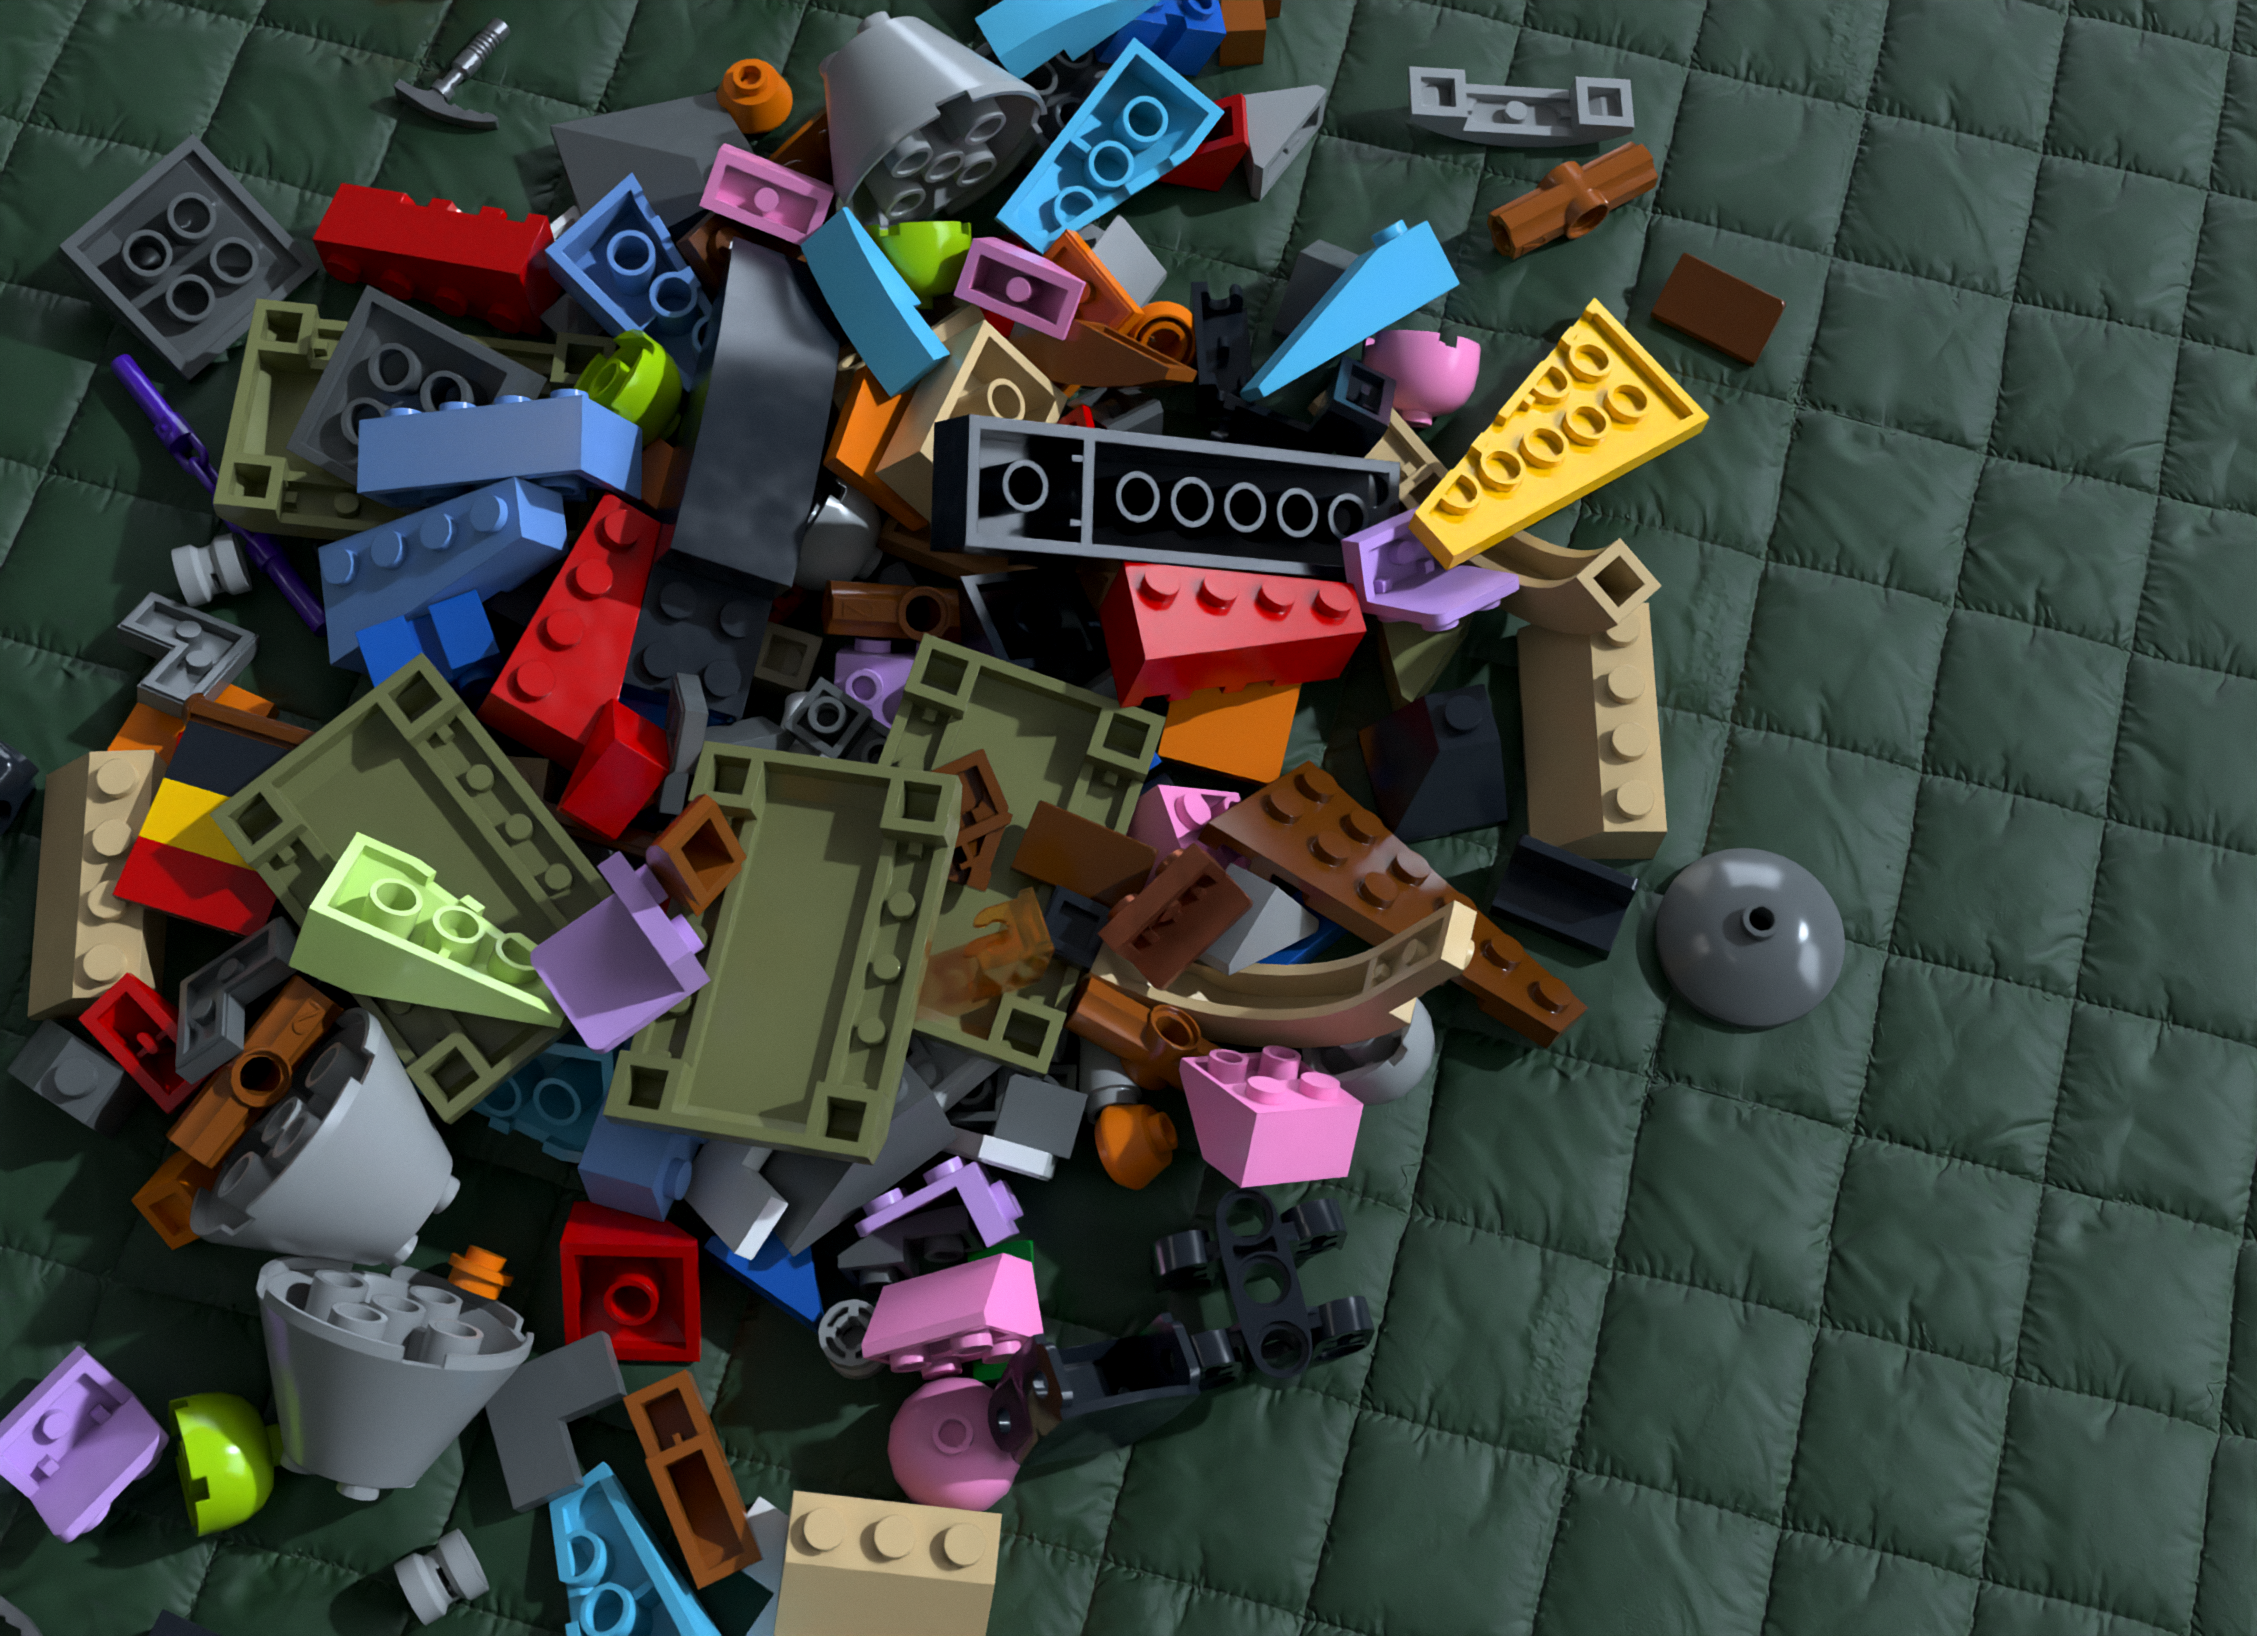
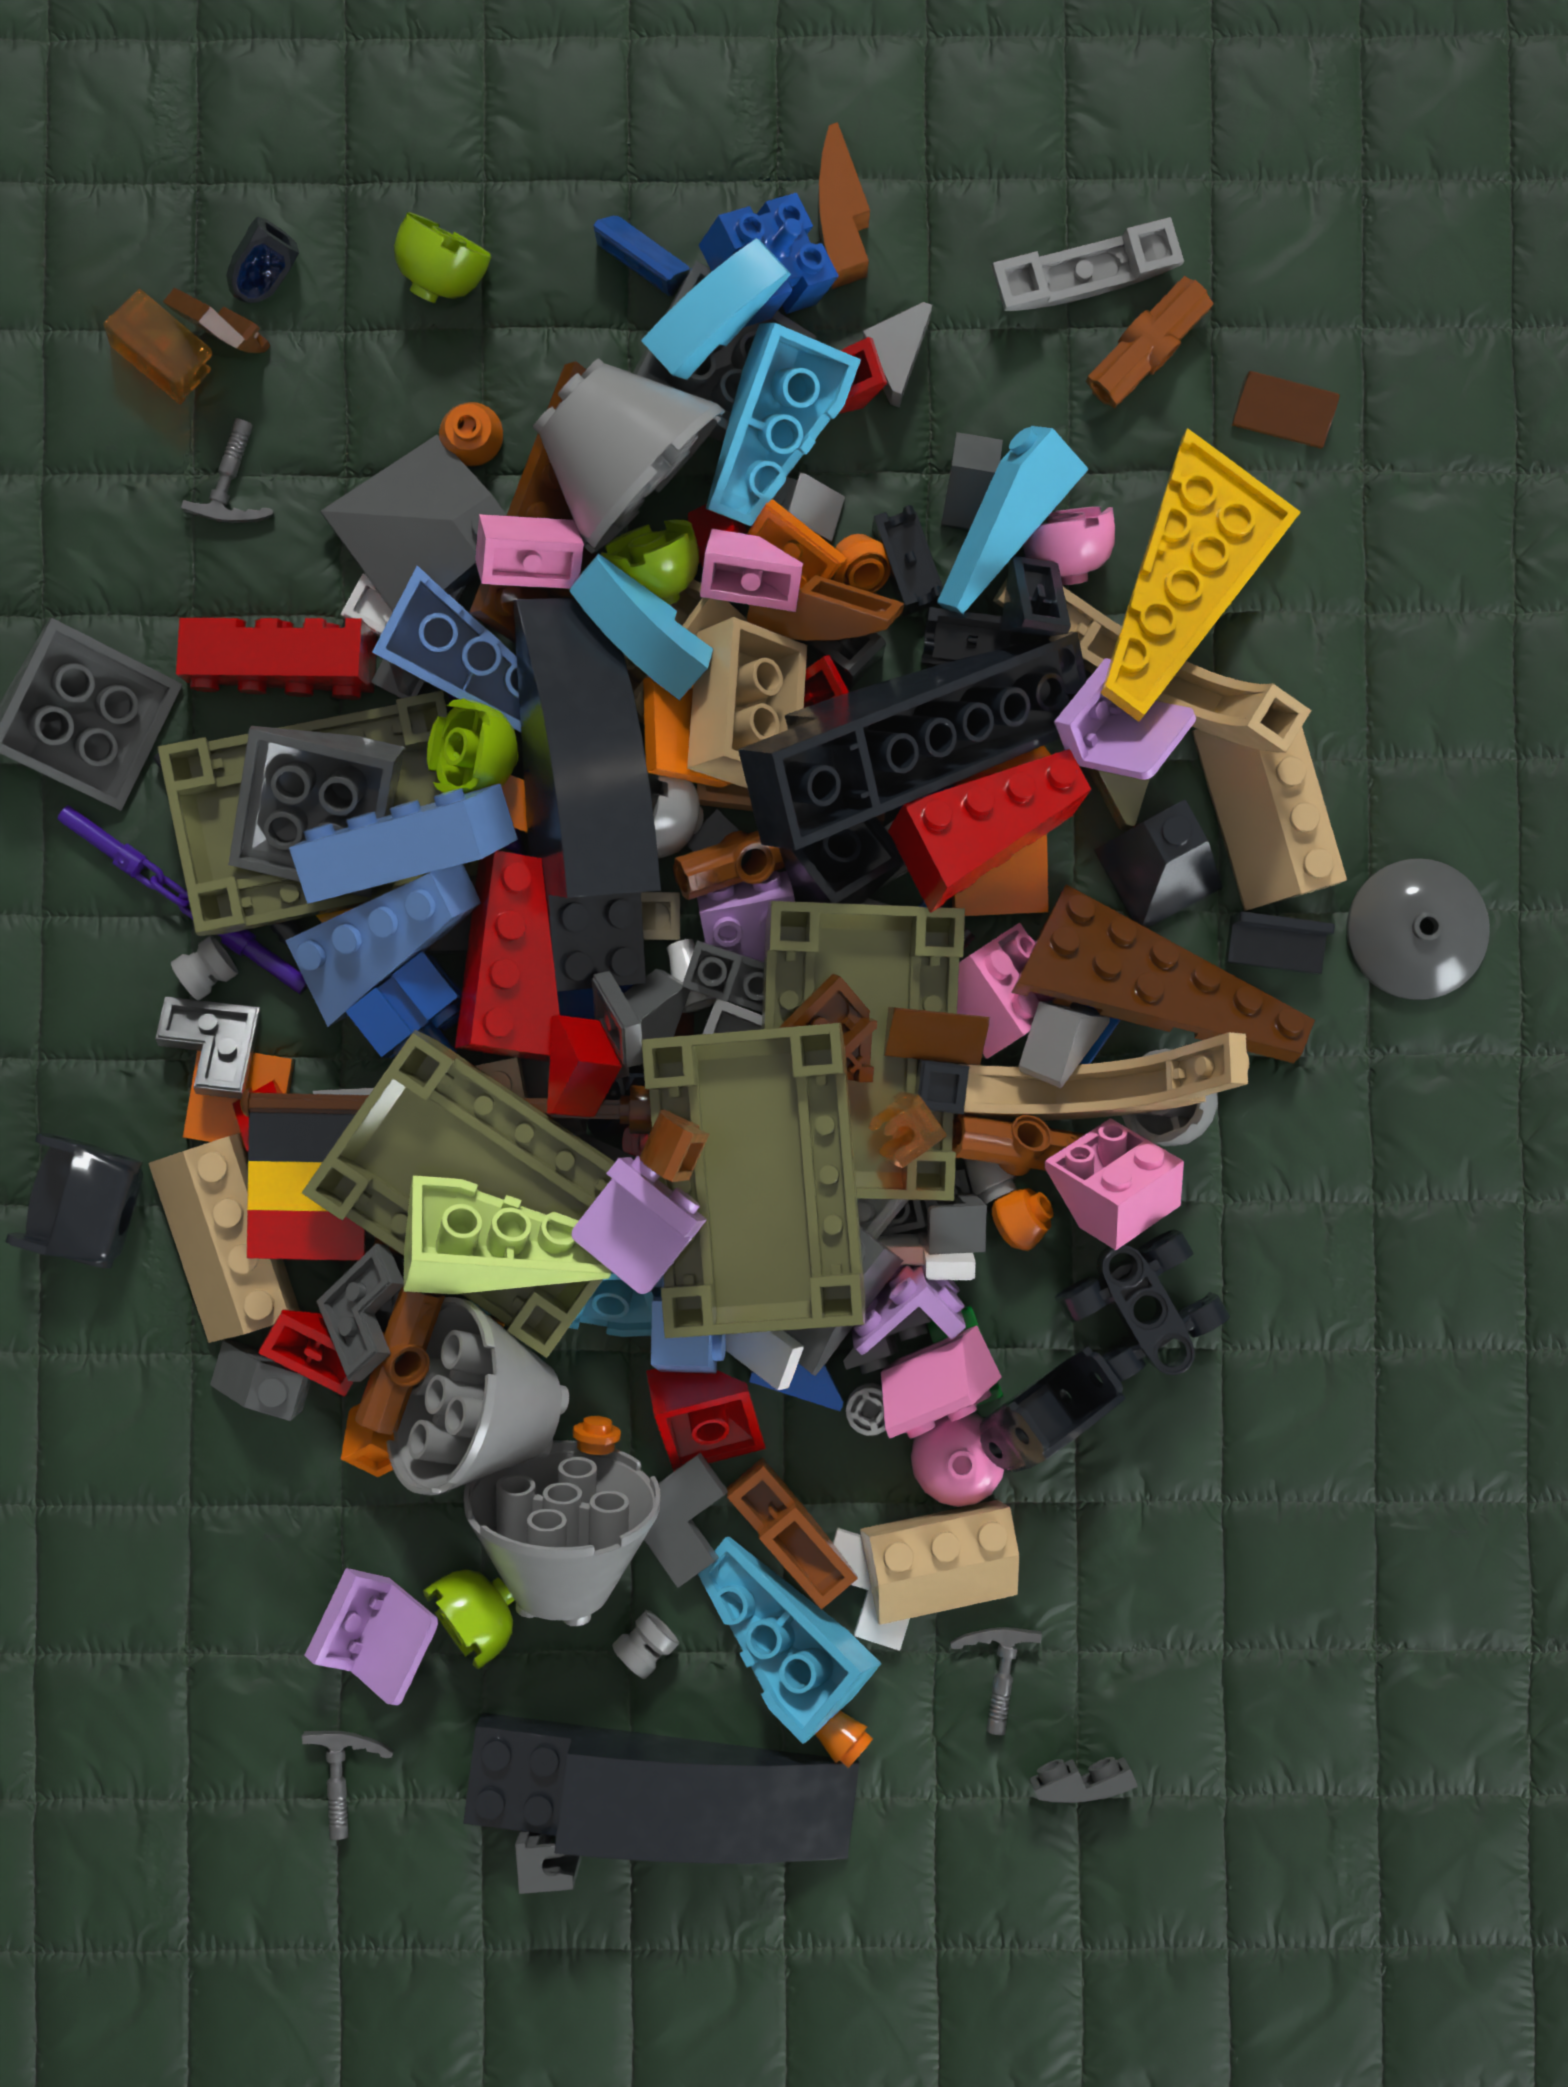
camera: 15 degrees left, 20 degrees up
(1175, 915) = (1019, 1062): copper bracket -> none

